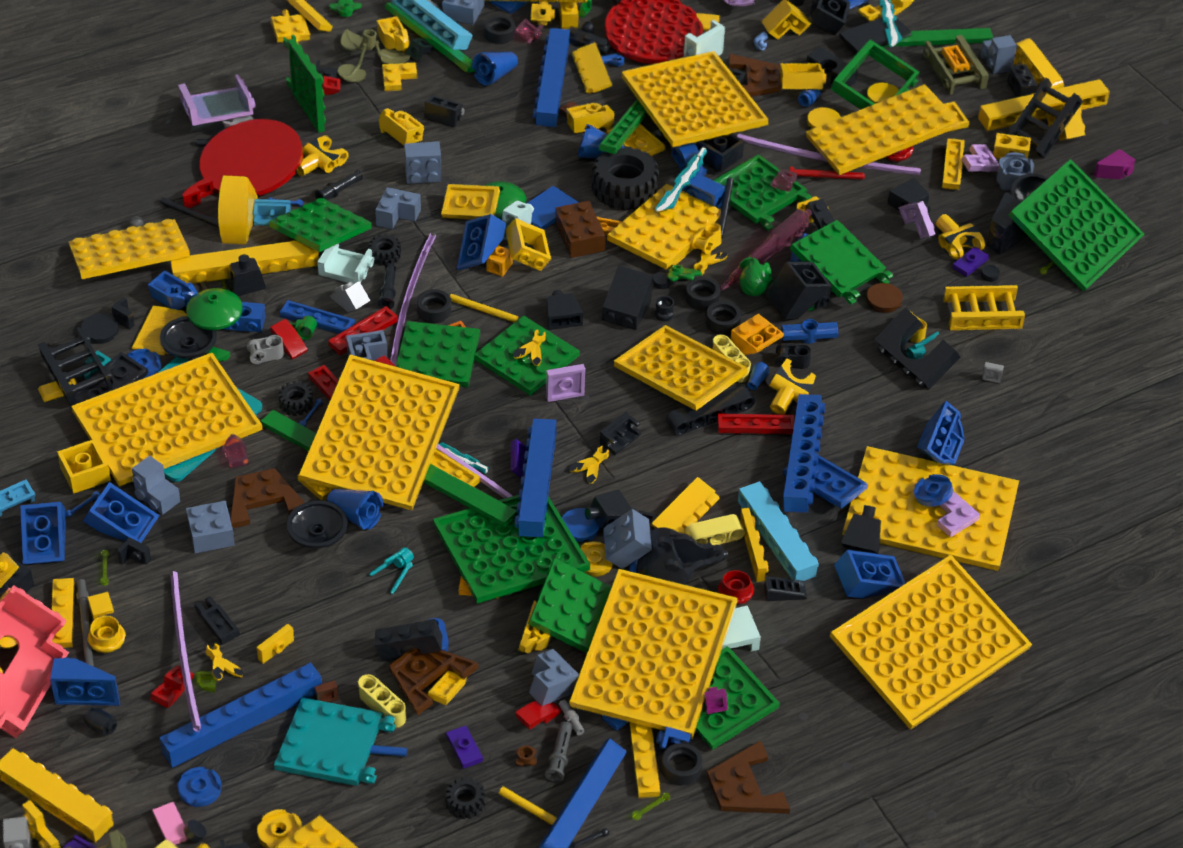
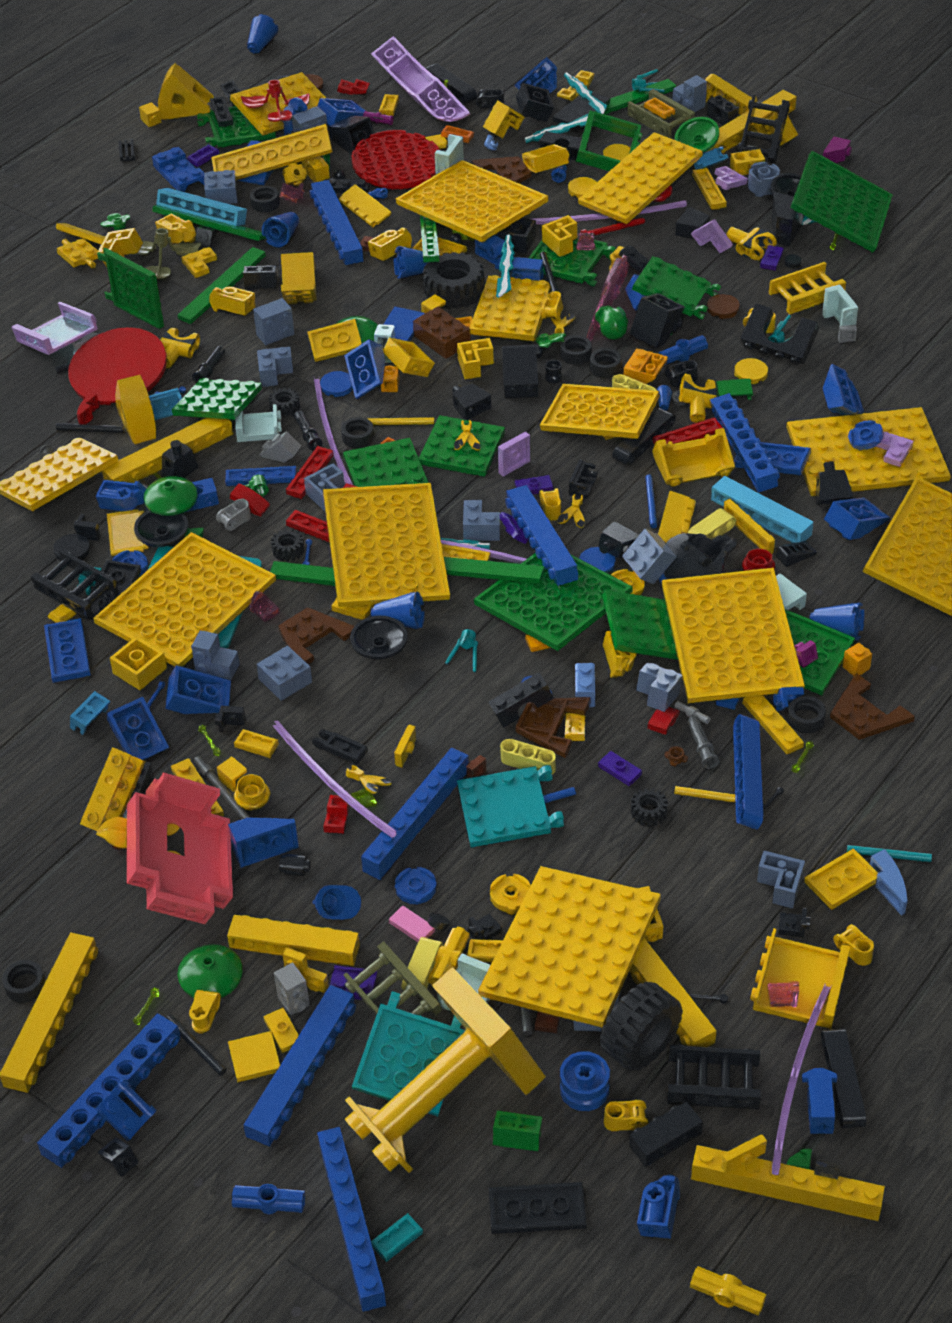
camera: 20 degrees left, 0 degrees up
(34, 429) = (67, 650): none -> blue tile
(113, 774) = (337, 902): none -> blue piece
(142, 587) = (256, 743): none -> yellow plate
(327, 33) = (122, 242): none -> yellow brick
(407, 104) = (227, 279): none -> green tile
(446, 247) = (336, 384): none -> blue tile
(473, 125) = (298, 277): none -> yellow bracket
(484, 646) = (585, 681): none -> medium blue brick
(488, 443) = (479, 524): none -> sand blue brick
(571, 422) = (536, 484): none -> dark purple plate
(573, 447) = (551, 504): none -> yellow piece
(590, 194) = (432, 303): none -> yellow panel
(593, 264) = (473, 356): none -> yellow brick
(675, 480) = (651, 501): none -> blue bar
(733, 20) = (467, 135): none -> orange tile
(741, 452) = (694, 458): none -> yellow windscreen
(758, 163) = (560, 235): none -> yellow brick
(769, 726) = (857, 659): none -> light orange brick
(780, 679) = (843, 618): none -> blue cone
(834, 391) = (735, 387): none -> green hinge
(841, 48) = (561, 128): none -> teal sword
(867, 378) = (752, 369): none -> yellow tile
(952, 24) = (640, 83): none -> teal plant
(971, 101) = (698, 133): none -> green dish
(973, 131) = (710, 159): none -> dark azure hinge
(998, 340) = (840, 305): none -> light aqua panel

